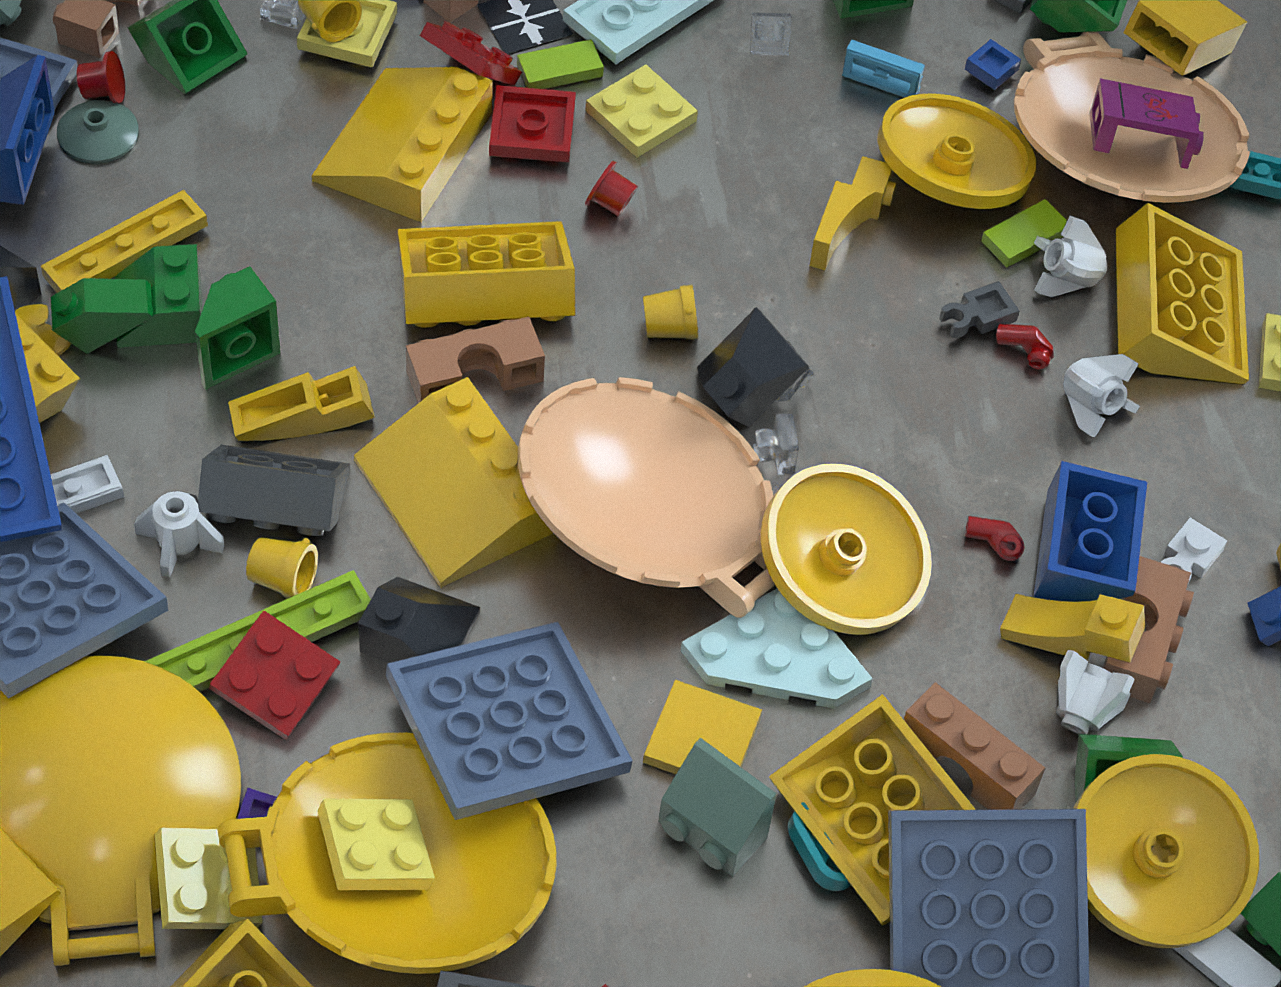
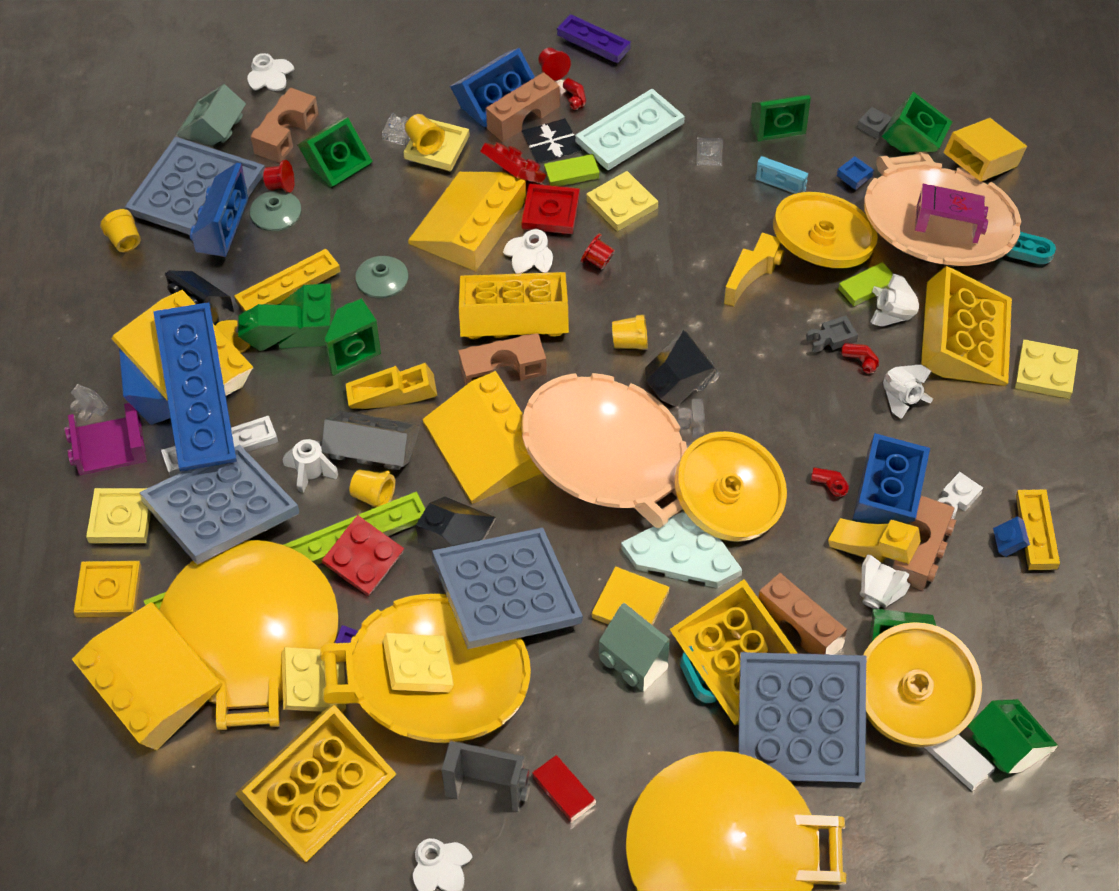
camera: 10 degrees right, 0 degrees up
(273, 233) = (381, 277): none -> sand green dish
(502, 195) = (527, 255): none -> white plate

